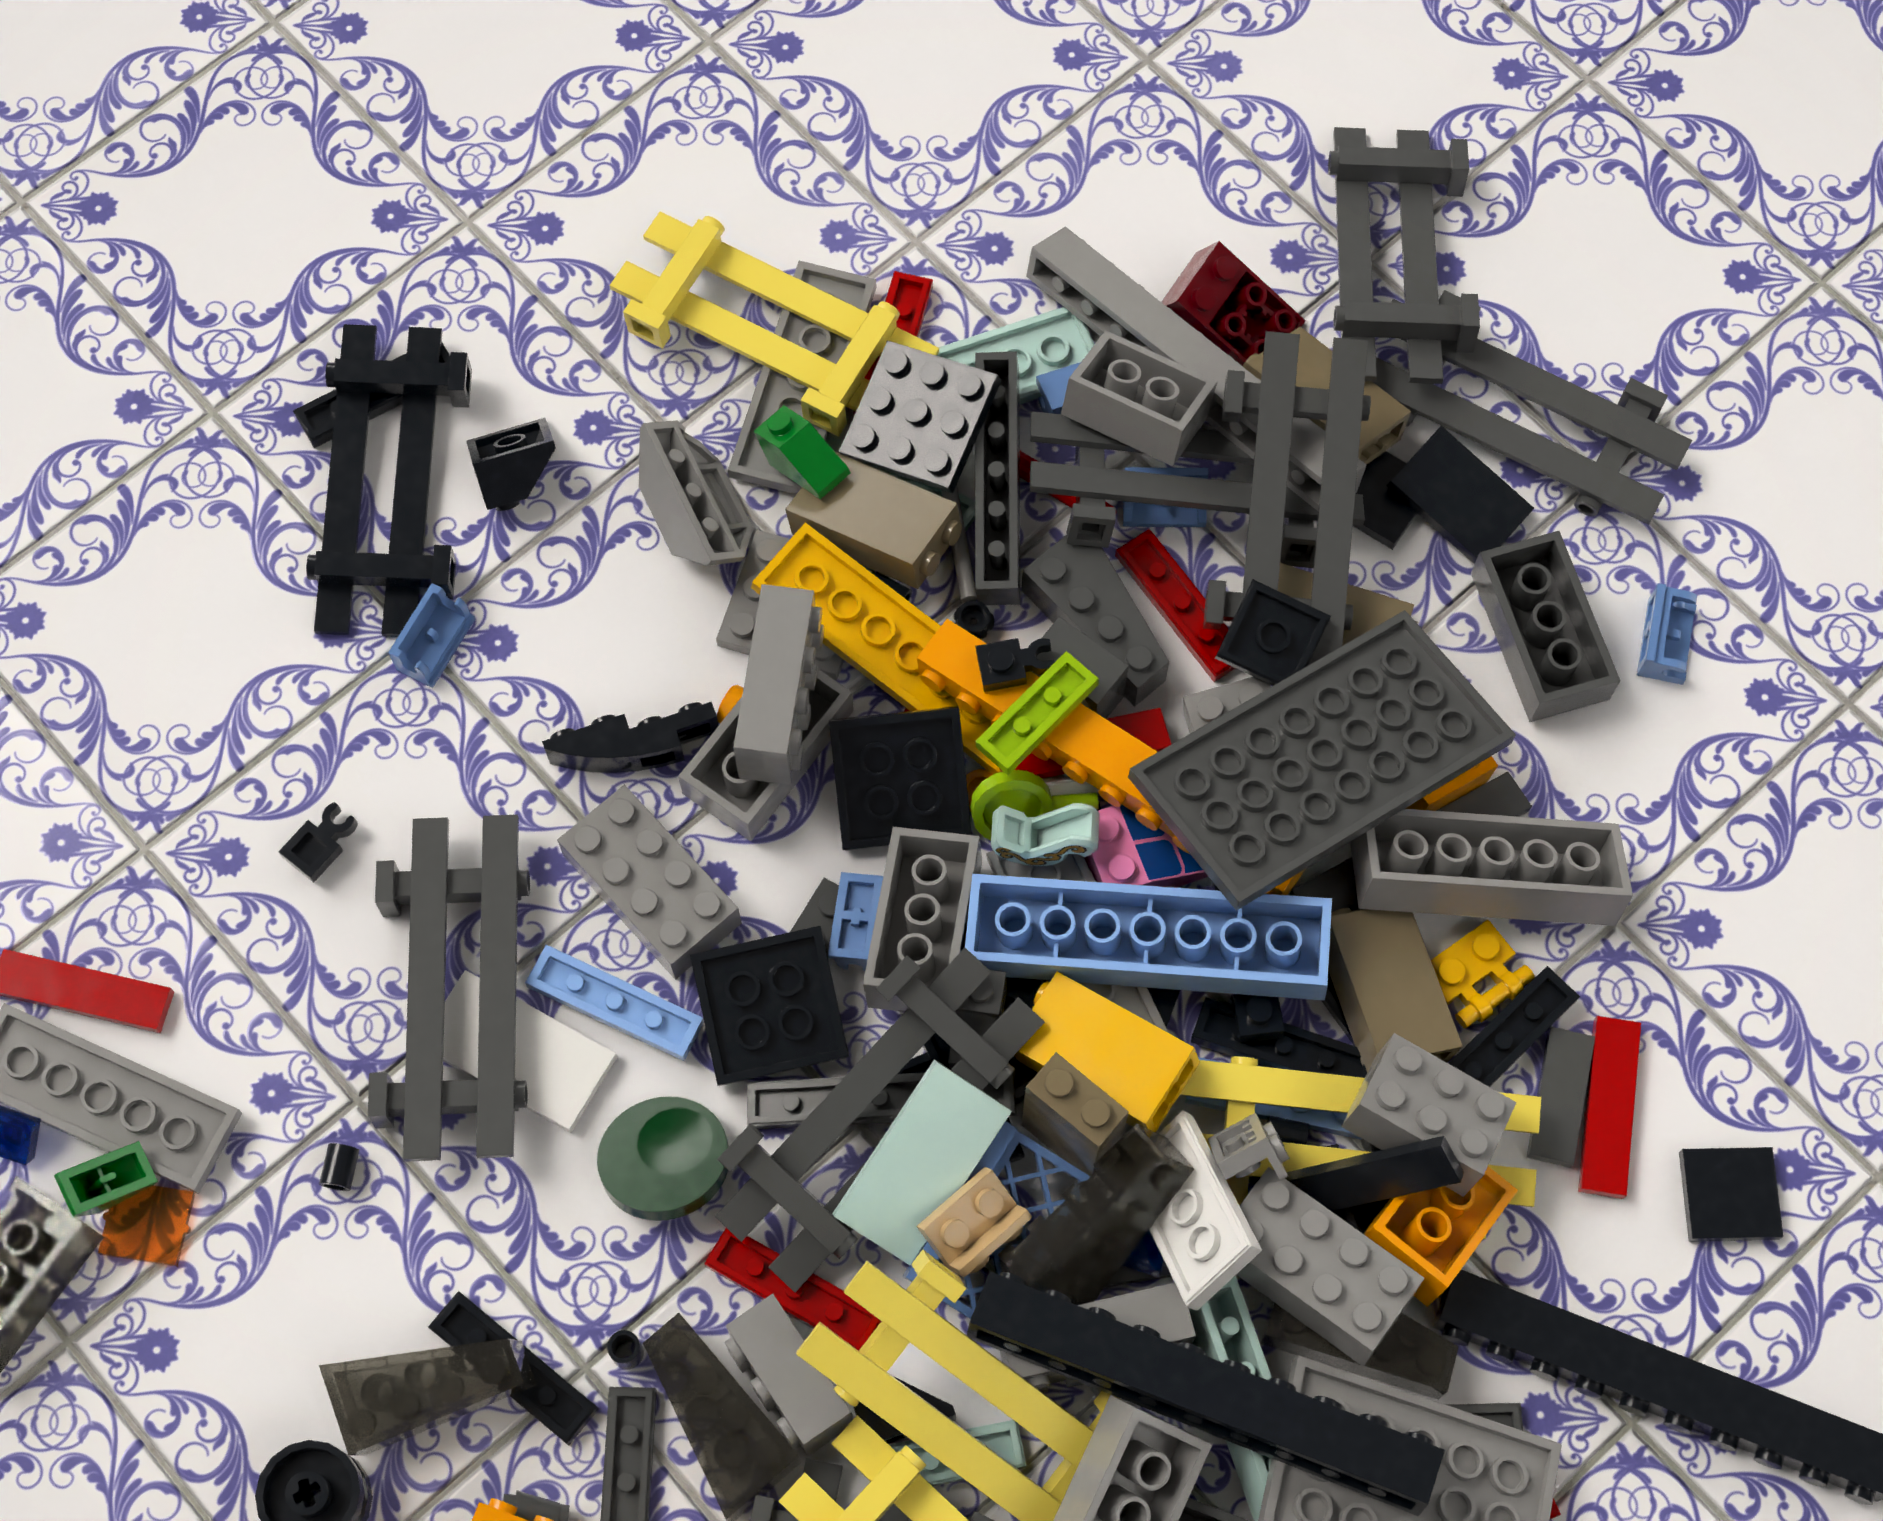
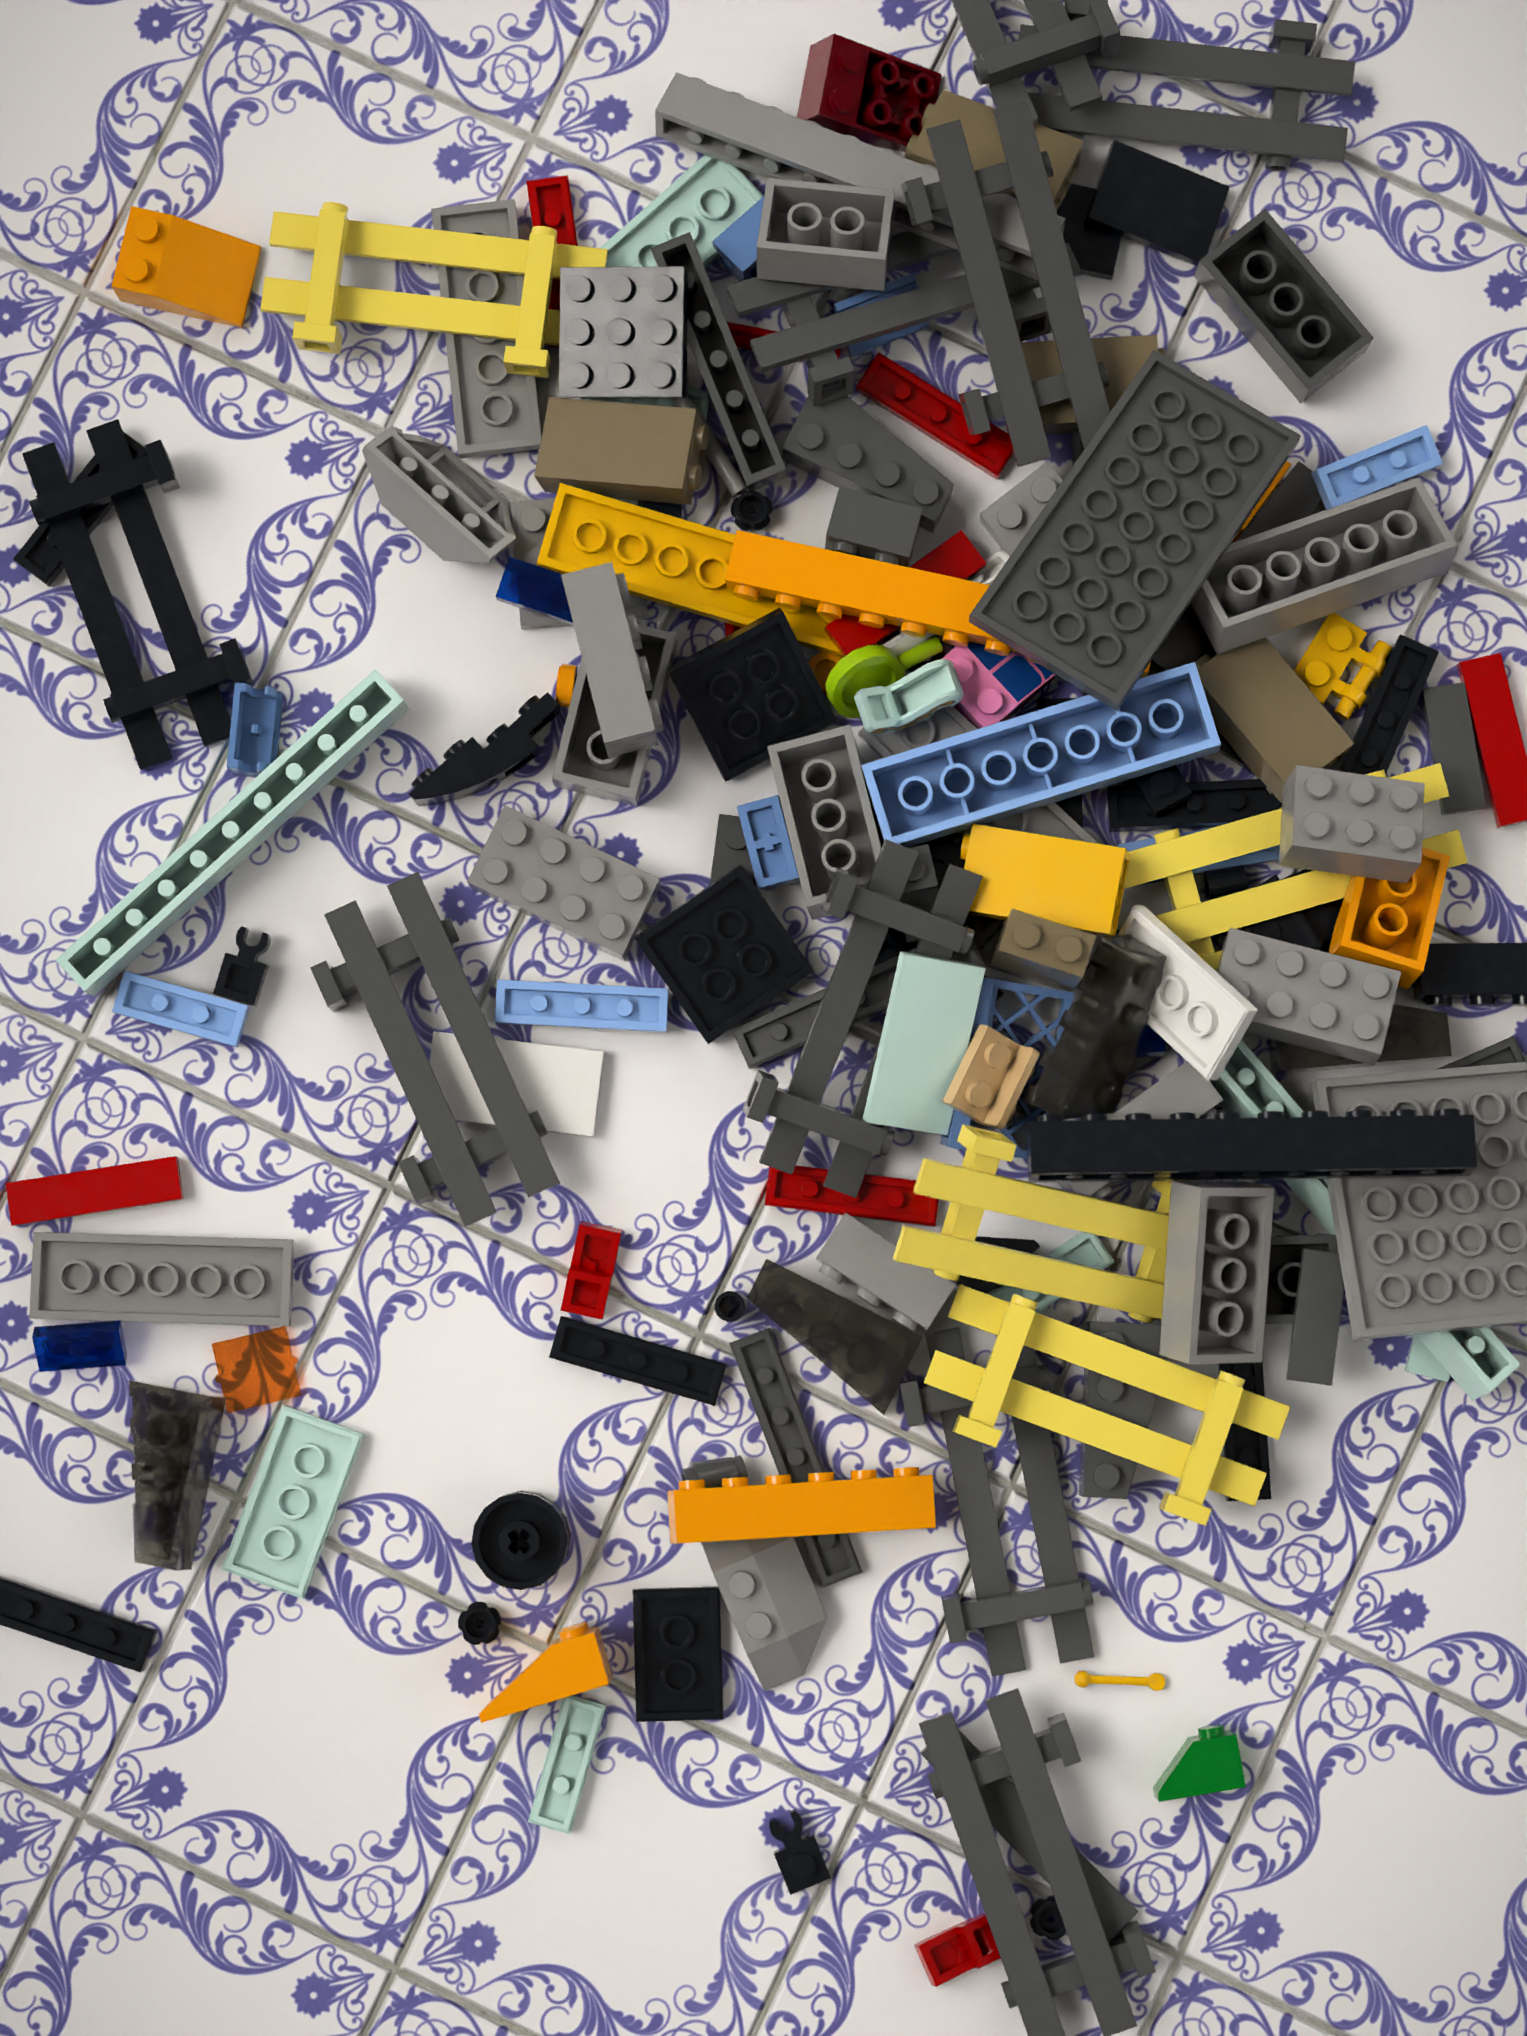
camera: 20 degrees left, 15 degrees up
(106, 1180) = (210, 1350): green slope -> none
(116, 1367) = (293, 1501): none -> light aqua tile
(243, 856) = (181, 1009): none -> light blue plate
(339, 1167) = (405, 1252): black hinge -> none
(363, 716) = (233, 834): none -> light aqua brick
(412, 1392) = (562, 1421): clear smoke wedge -> none
(509, 1259) = (591, 1270): none -> red slope
(511, 462) = (248, 526): black slope -> none
(560, 230) = (185, 268): none -> light orange slope
(662, 1158) = (689, 1128): dark green piece -> none
(734, 603) = (534, 590): none -> clear blue plate
(800, 452) = (526, 415): green slope -> none
(1005, 664) = (811, 554): black plate -> none
(1037, 712) = (861, 592): lime plate -> none
(1245, 1145) = (1204, 916): light grey bracket -> none
(1272, 634) = (1042, 425): black tile -> none
(1380, 1174) = (1326, 897): black tile -> none
(1583, 801) = (1377, 467): none -> light blue plate
(1667, 634) = (1396, 266): medium blue hinge -> none

